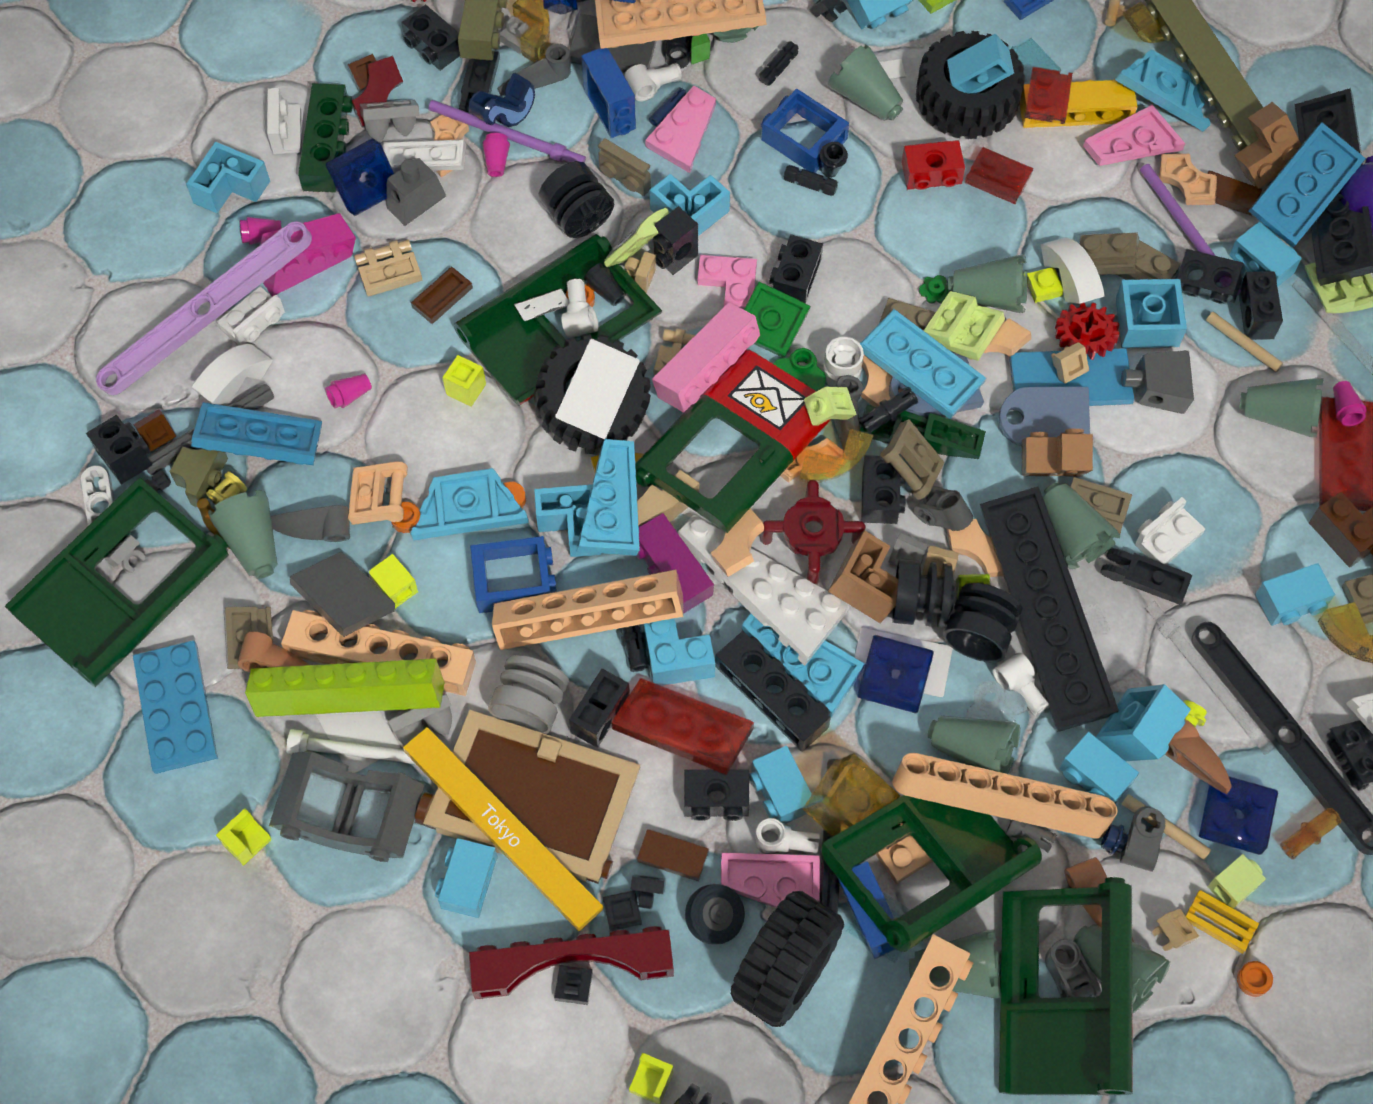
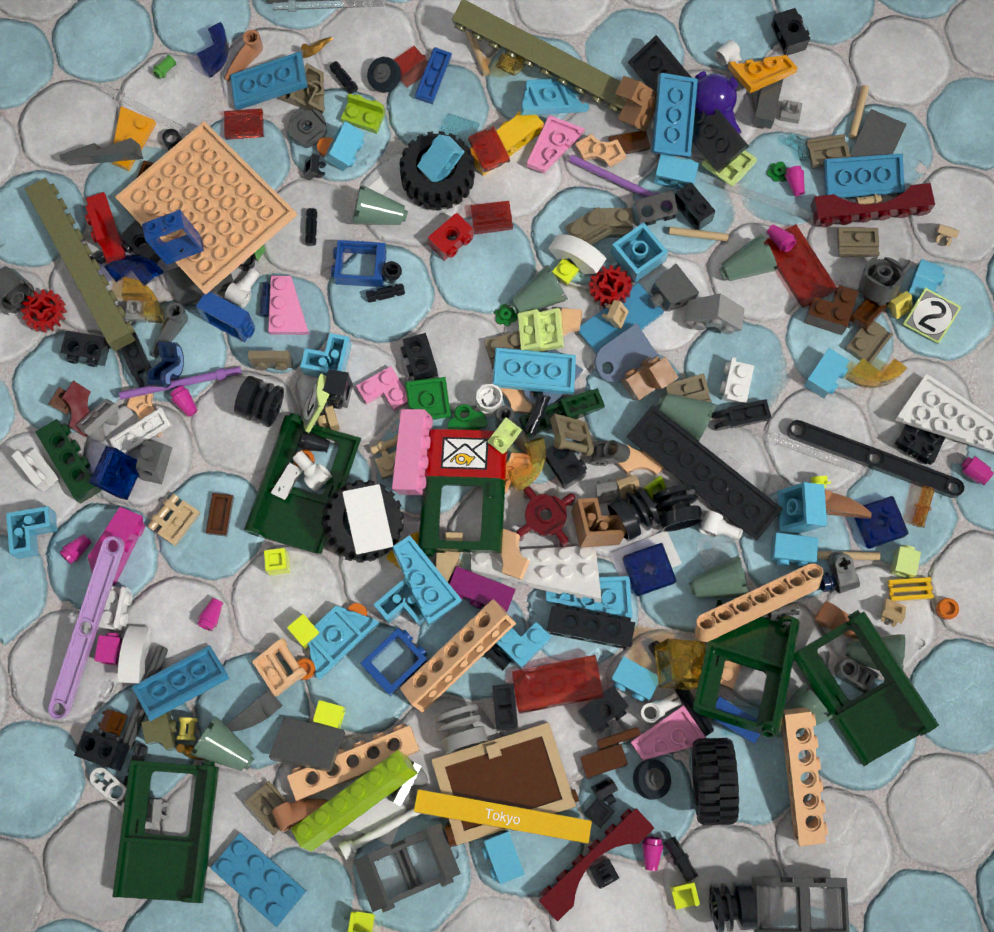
camera: 35 degrees left, 10 degrees up
(207, 349) = (108, 649): none -> dark pink brick
(435, 470) = (303, 630): none -> neon yellow panel
(650, 1001) = (652, 852): none -> dark pink cone
(680, 1034) = (680, 859): none -> black pin
(709, 837) = (618, 738): none -> reddish brown tile
(1200, 434) = (715, 312): none -> light grey brick

